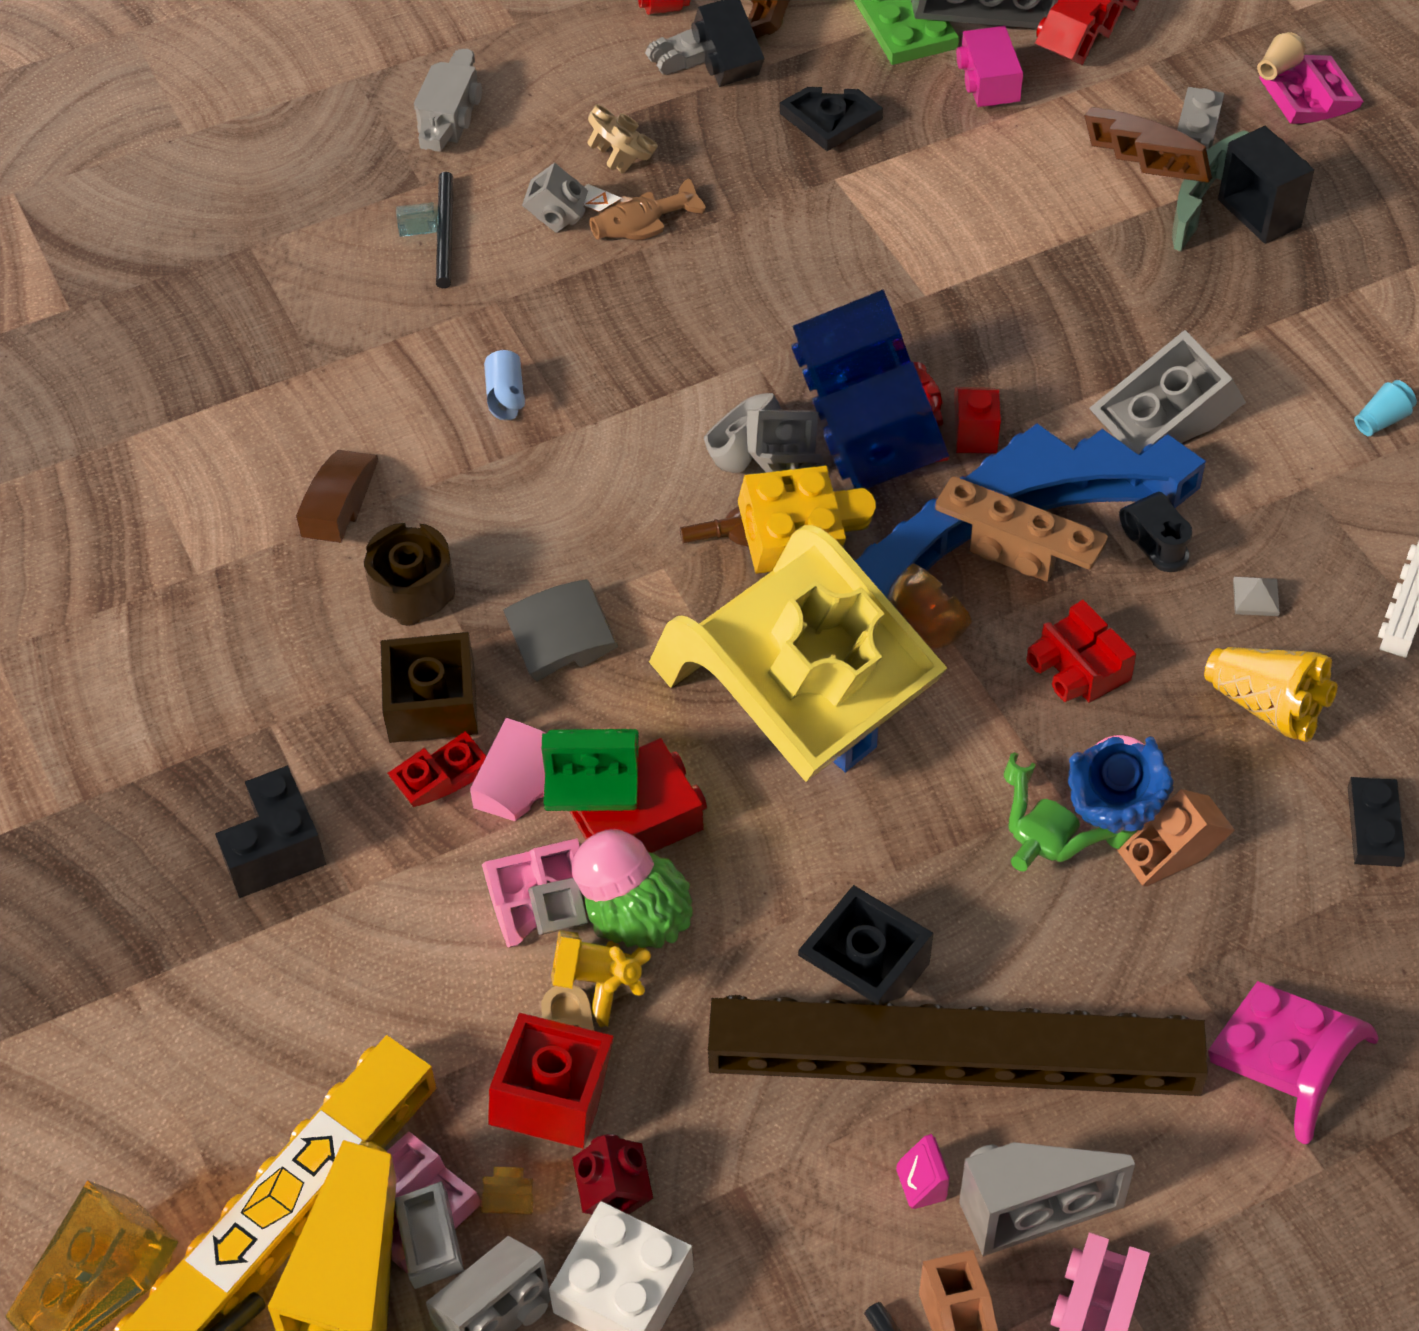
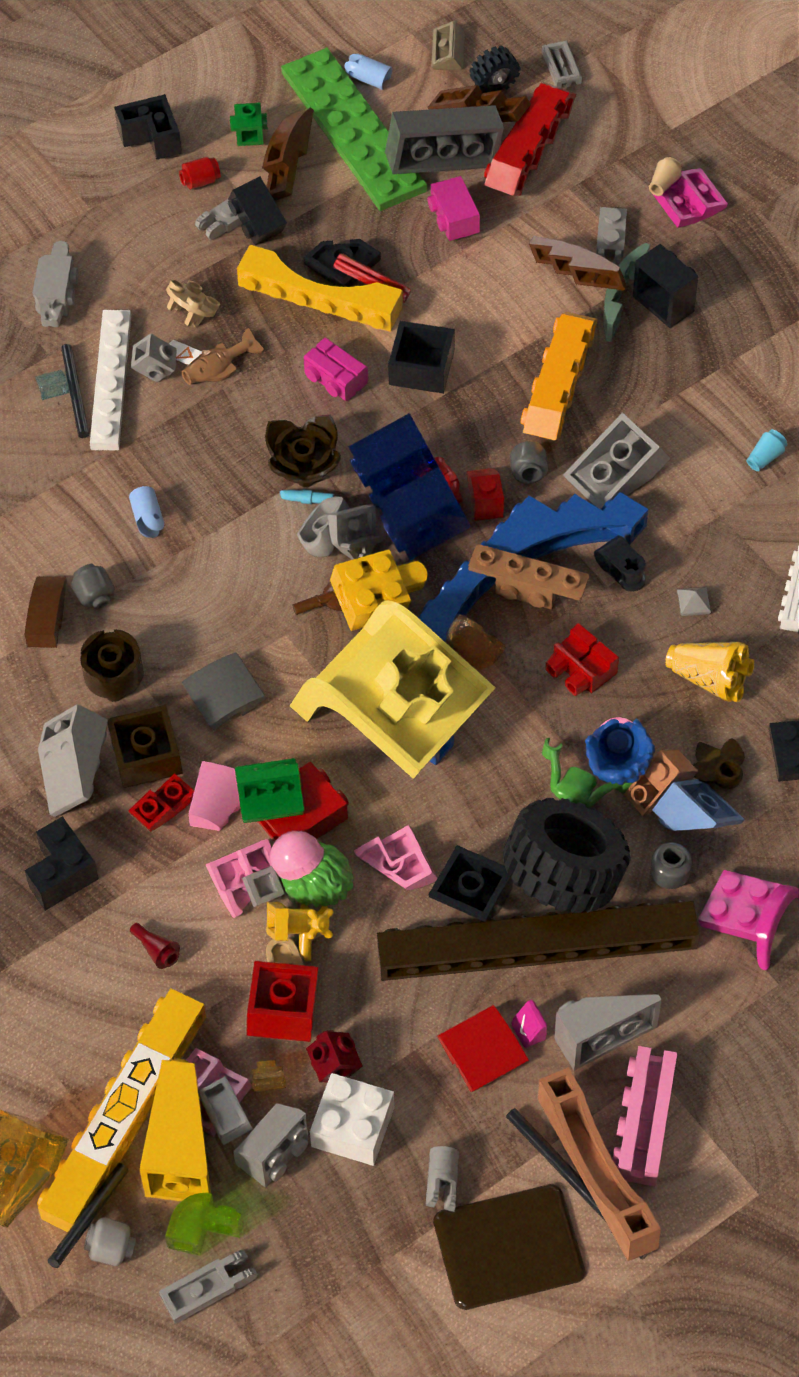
camera: 10 degrees left, 5 degrees up
(321, 685) = (70, 757): none -> light grey slope
(390, 978) = (160, 949): none -> dark red cone
(408, 469) = (92, 586): none -> dark grey head
(494, 223) = (110, 380): none -> white plate
(723, 392) = (305, 496): none -> medium azure piece
(732, 336) = (303, 452): none -> dark brown brick
(767, 896) = (399, 859): none -> bright pink slope
(796, 240) = (335, 370): none -> dark pink brick
(845, 1199) = (482, 1048): none -> red slope
(854, 167) = (368, 304): none -> yellow arch
(866, 135) = (366, 274): none -> red axle
(915, 235) = (421, 357): none -> black piece
(1016, 923) = (566, 855): none -> black tyre
(1043, 384) = (528, 462): none -> dark grey head
(1100, 280) = (559, 374): none -> light orange brick
(1176, 962) = (671, 865): none -> dark grey head
(1222, 880) = (694, 806): none -> medium blue slope
(1260, 825) = (715, 762): none -> dark brown plate

